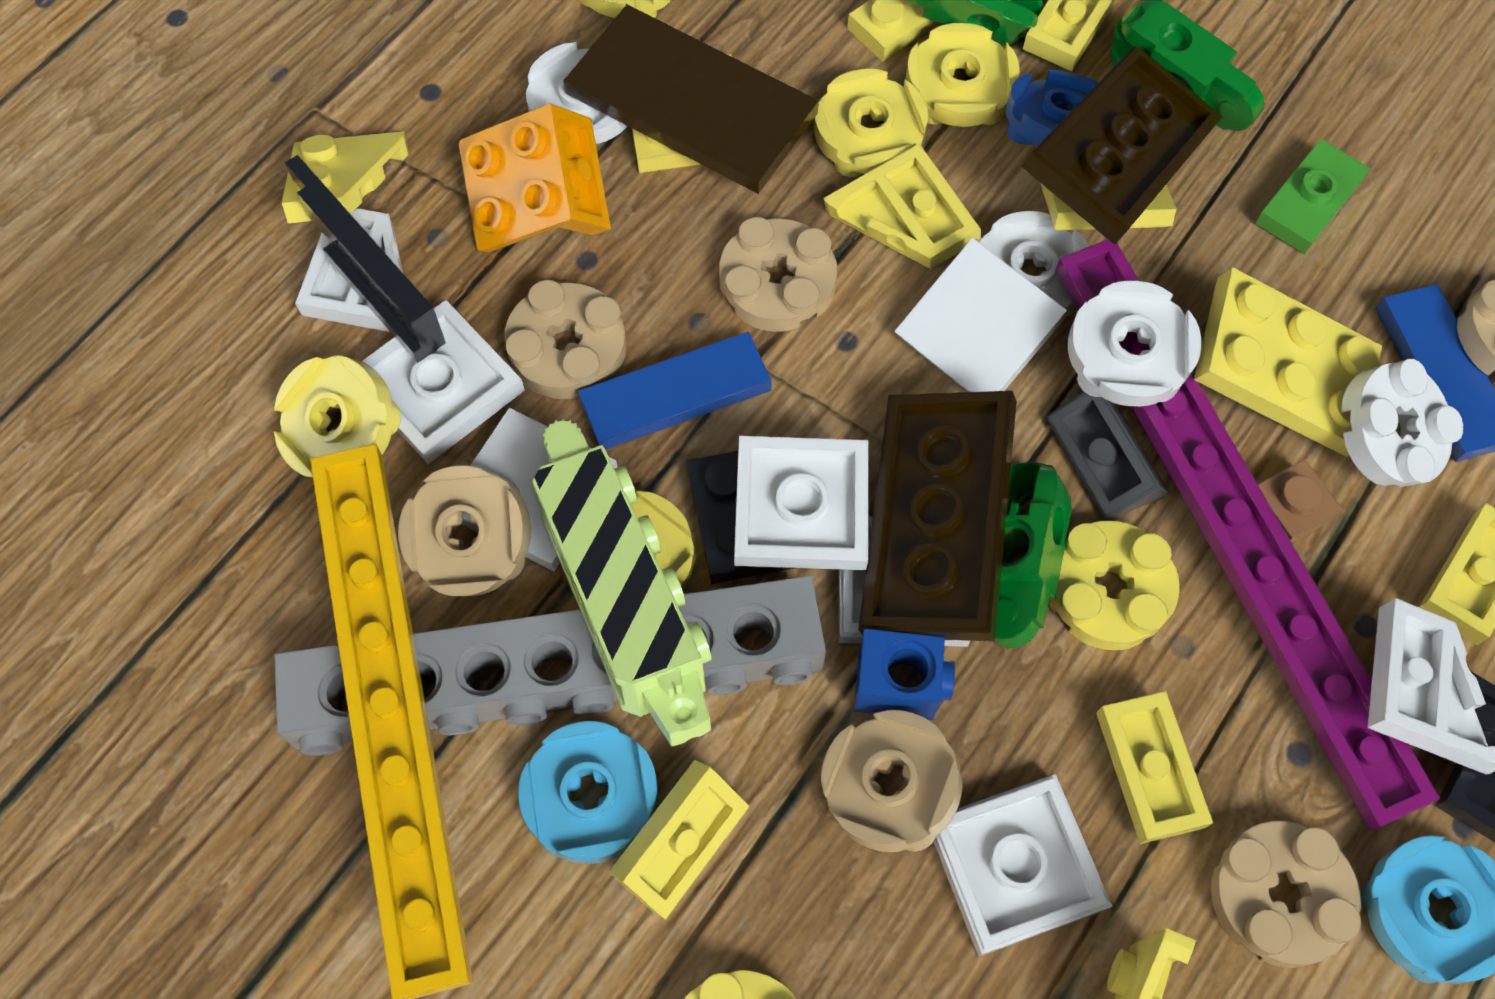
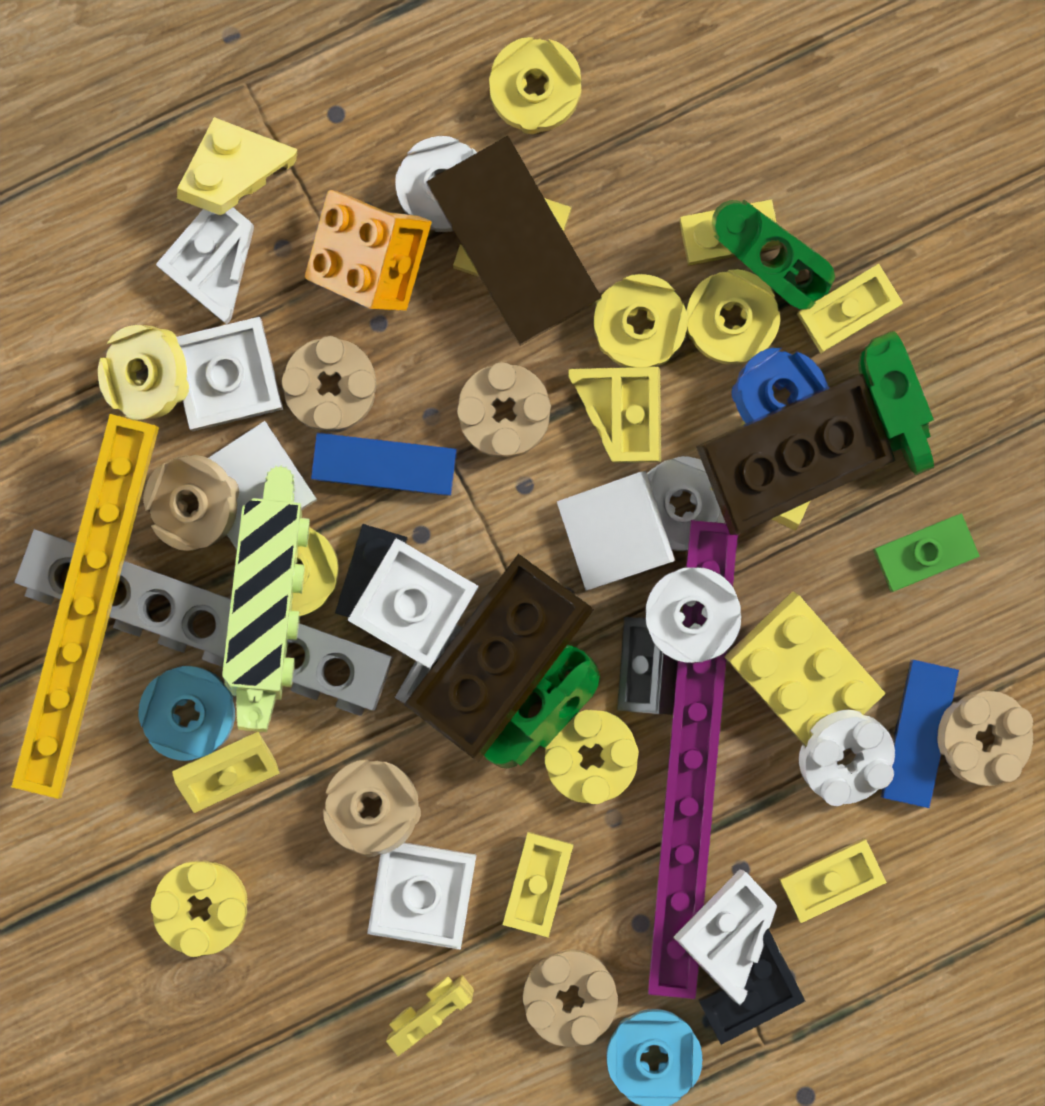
camera: 30 degrees right, 20 degrees up
(368, 267) = (212, 272): black piece -> none
(885, 649) = (395, 745): blue brick -> none
(1300, 500) = (749, 767): medium nougat plate -> none

